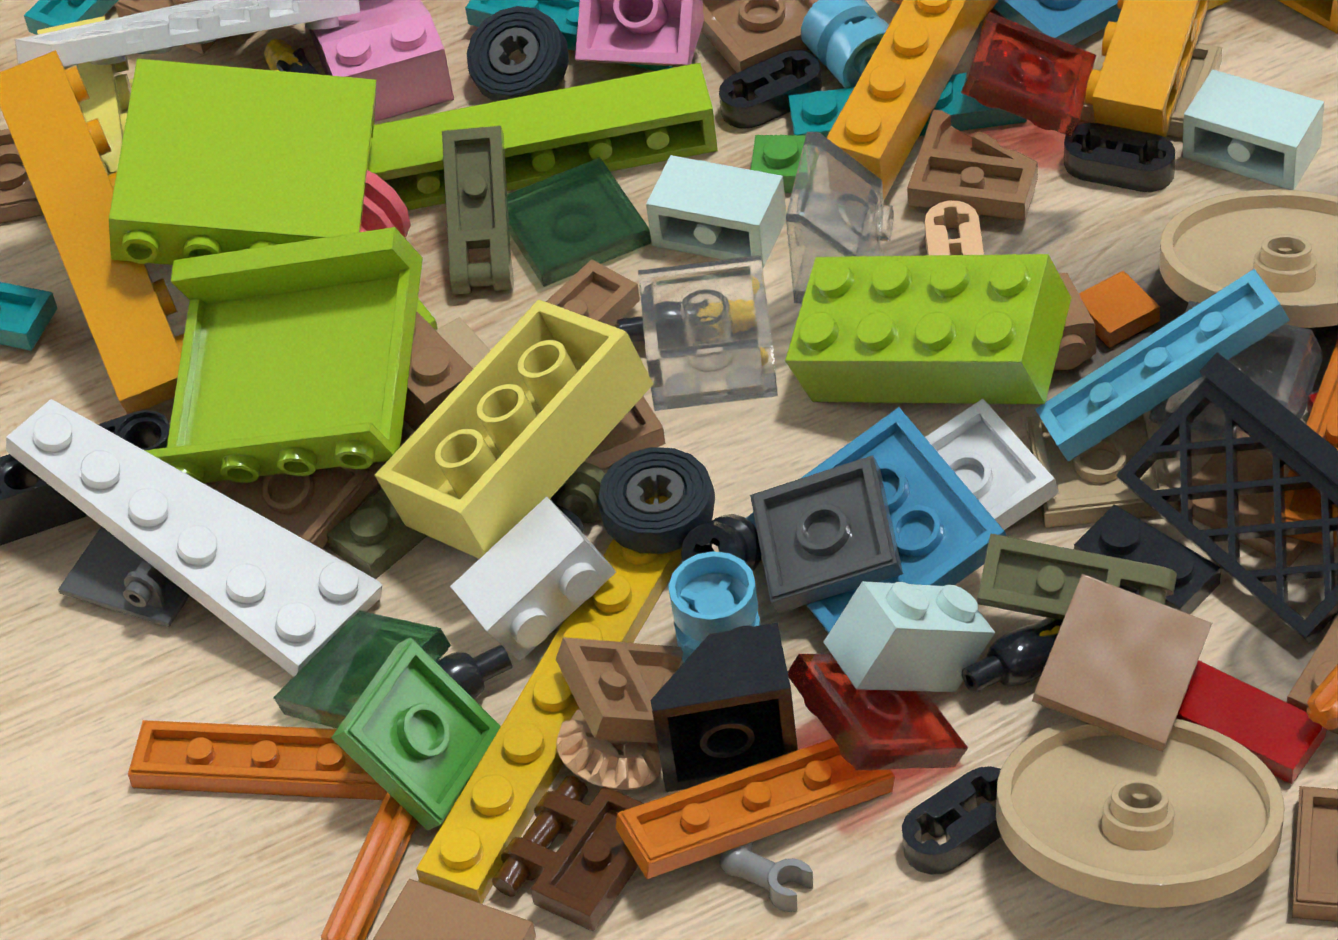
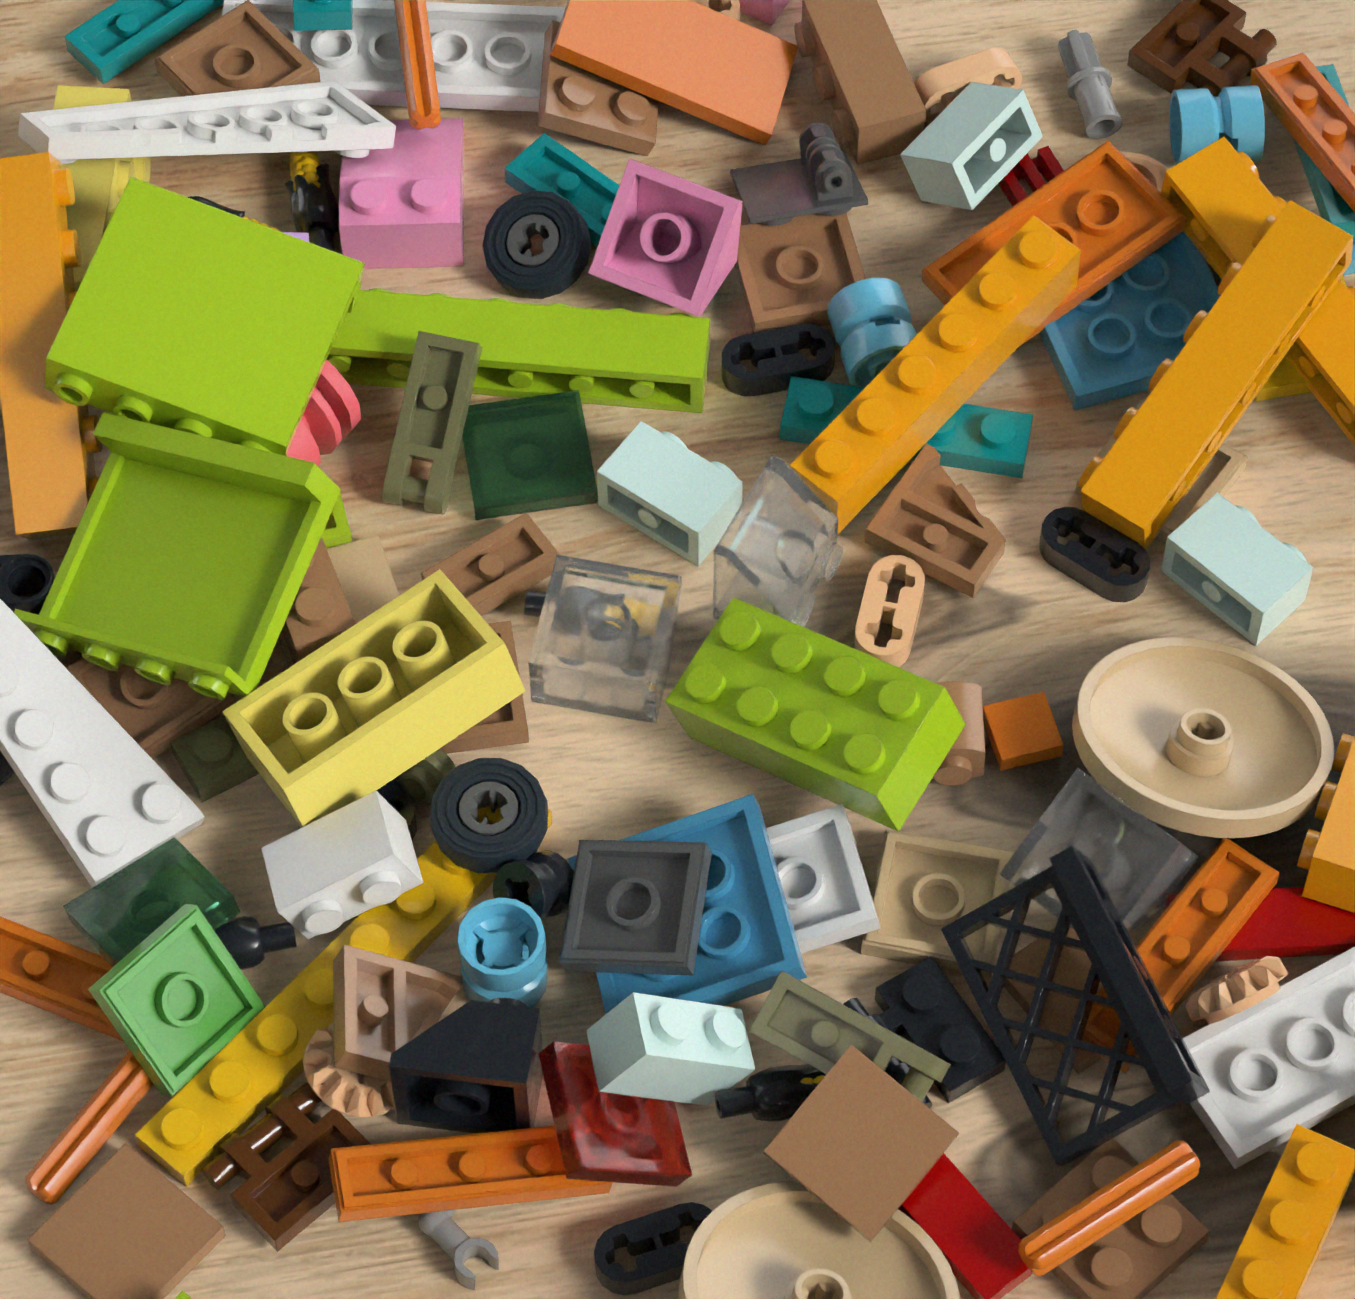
camera: 10 degrees right, 10 degrees up
(778, 156) = (753, 444): bright green plate -> none
(1029, 74) = (1032, 437): clear red plate -> none
(1161, 364) = (1023, 830): medium azure plate -> none

